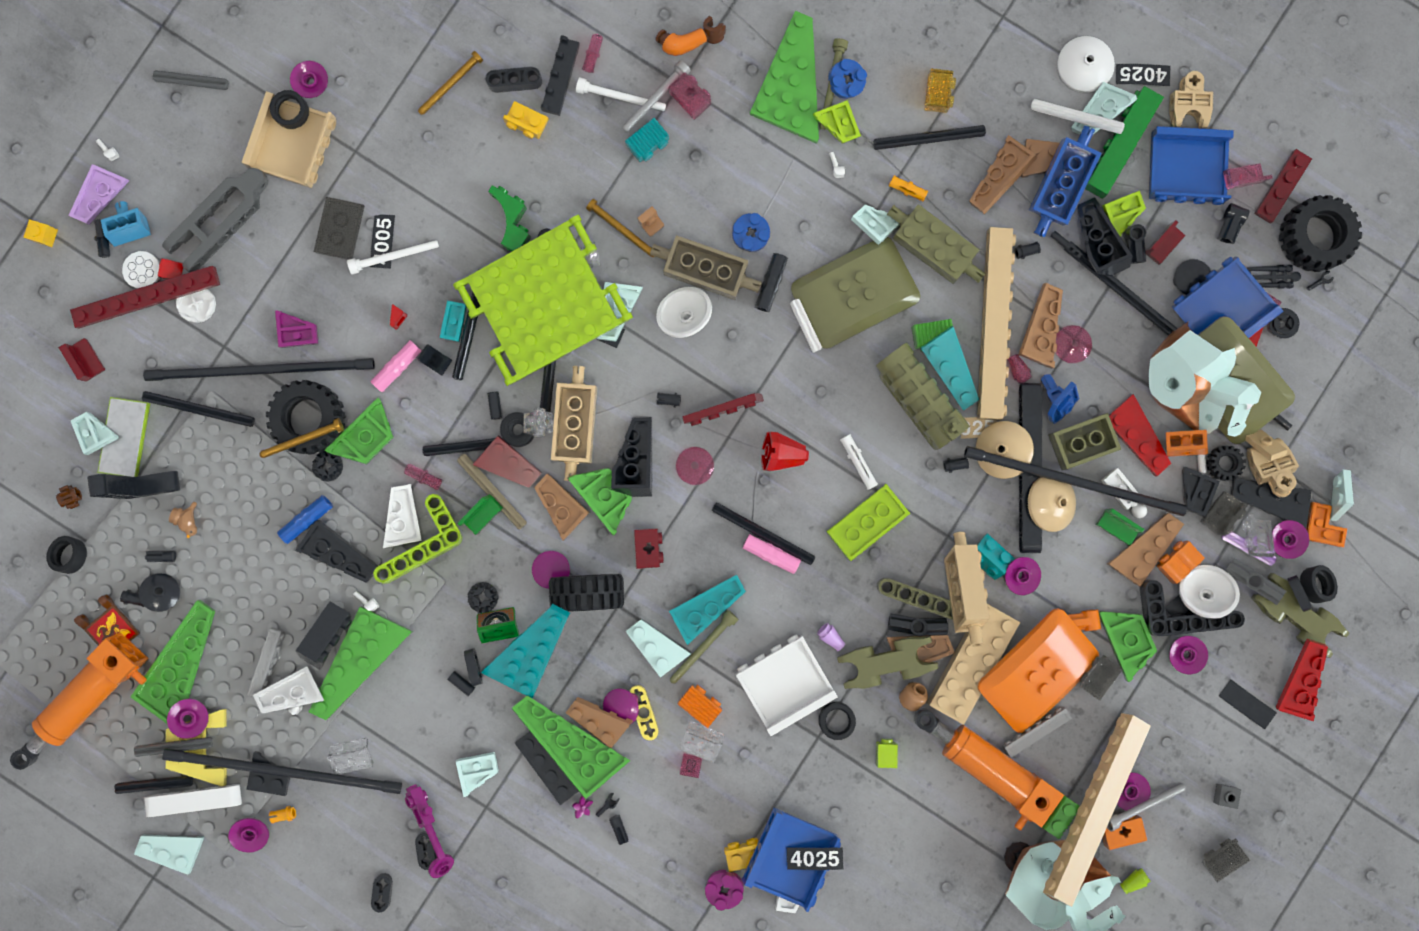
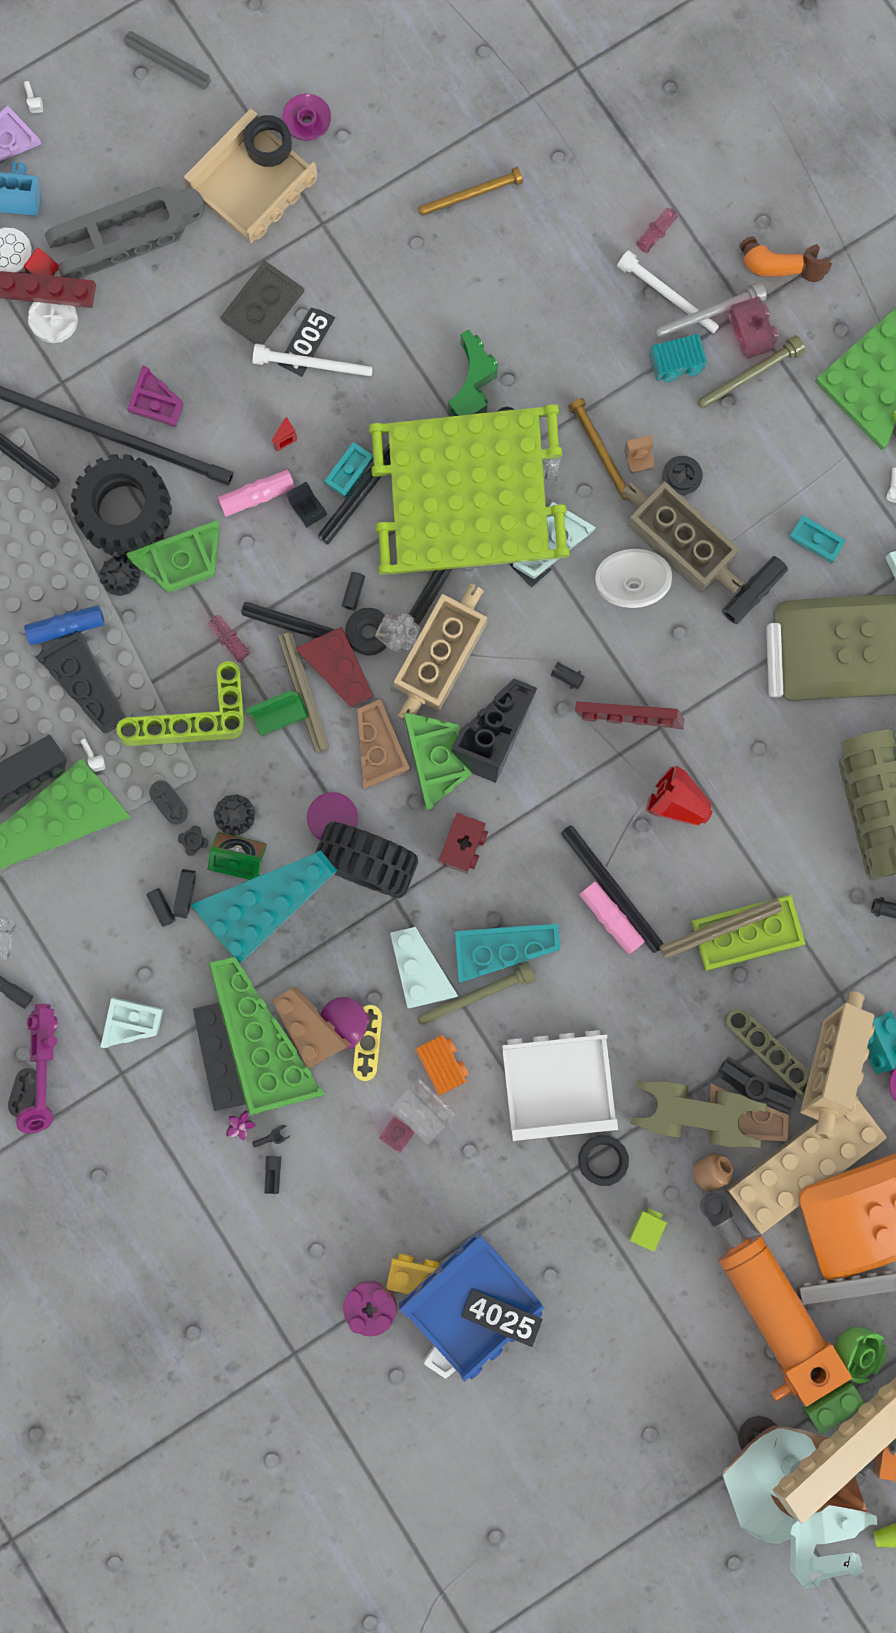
camera: 20 degrees right, 5 degrees down
(336, 425) = (99, 525): pearl gold bar -> none
(402, 518) = (180, 677): white wing -> none
(436, 605) = (173, 798): none -> black beam
(457, 628) = (185, 839): none -> black plate
(506, 74) = (557, 229): black beam -> none
(526, 120) = (542, 273): yellow bracket -> none
(560, 76) = (606, 240): black hinge -> none
(693, 217) = (677, 465): none -> black gear
(699, 475) = (564, 783): clear pink dish -> none
(723, 98) = (793, 347): none -> olive piece
(751, 243) = (766, 510): blue plate -> none
(798, 227) = (817, 539): none -> teal plate
(829, 635) = (641, 1053): lavender cone -> none
(848, 528) = (720, 928): none -> dark tan axle
(858, 461) = (768, 852): white pin -> none
(1062, 773) = (861, 1352): none -> bright green cylinder

